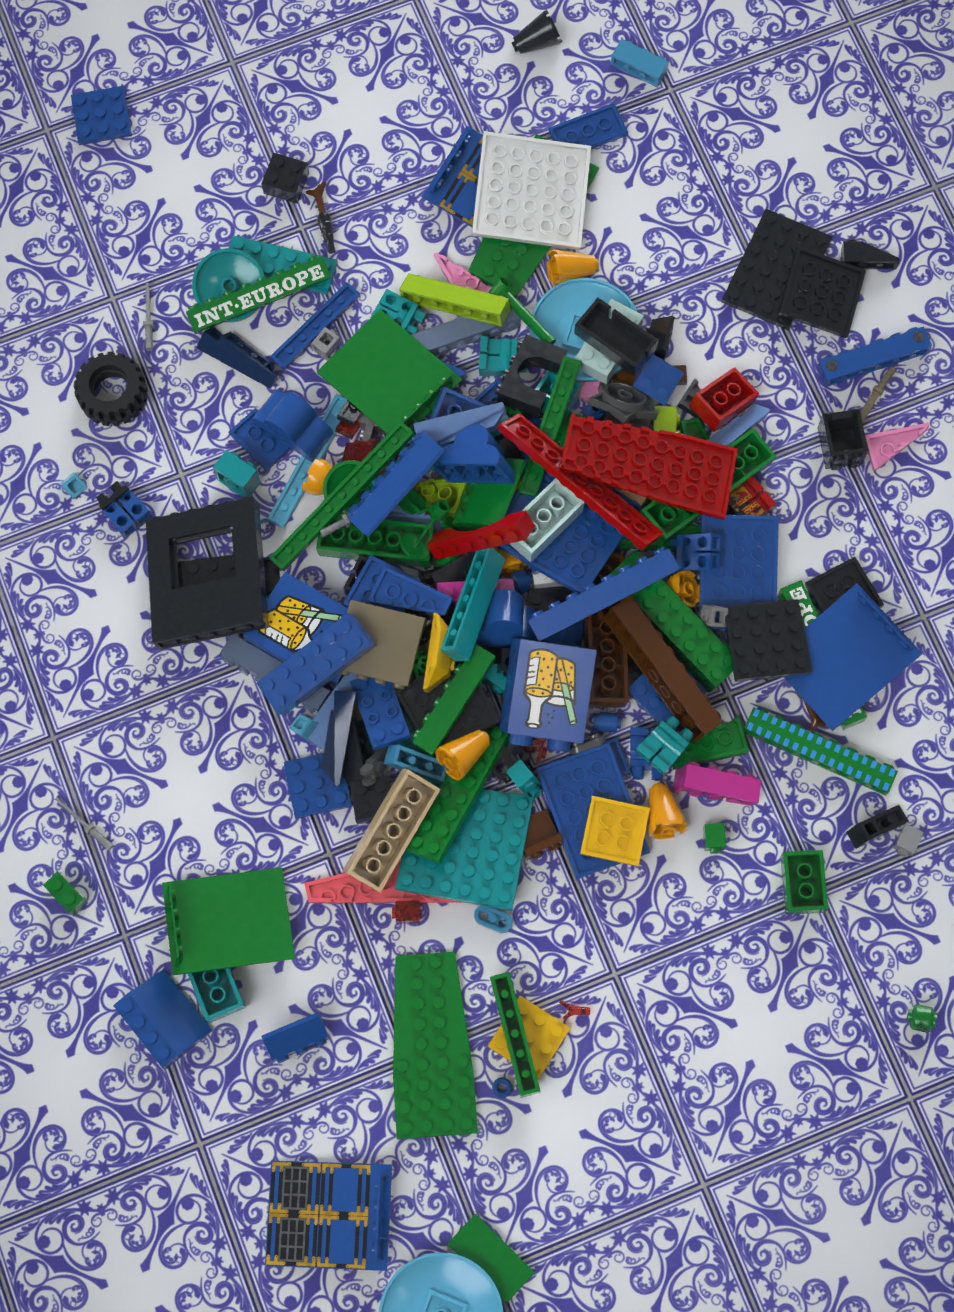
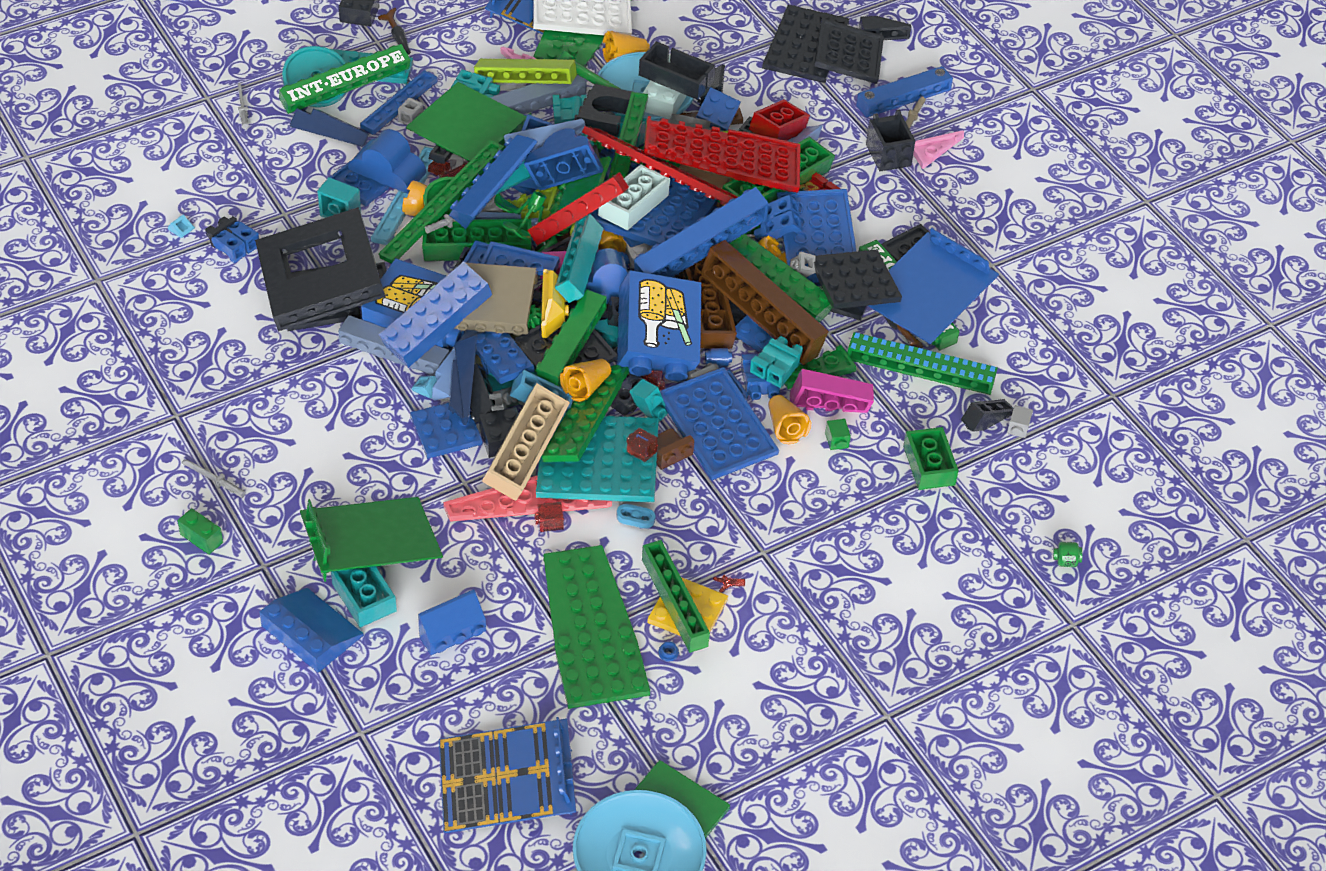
camera: 15 degrees left, 25 degrees down
(106, 367) = (216, 166): black tyre -> none
(508, 843) = (642, 444): none -> clear red brick
(615, 831) = (742, 432): yellow plate -> none

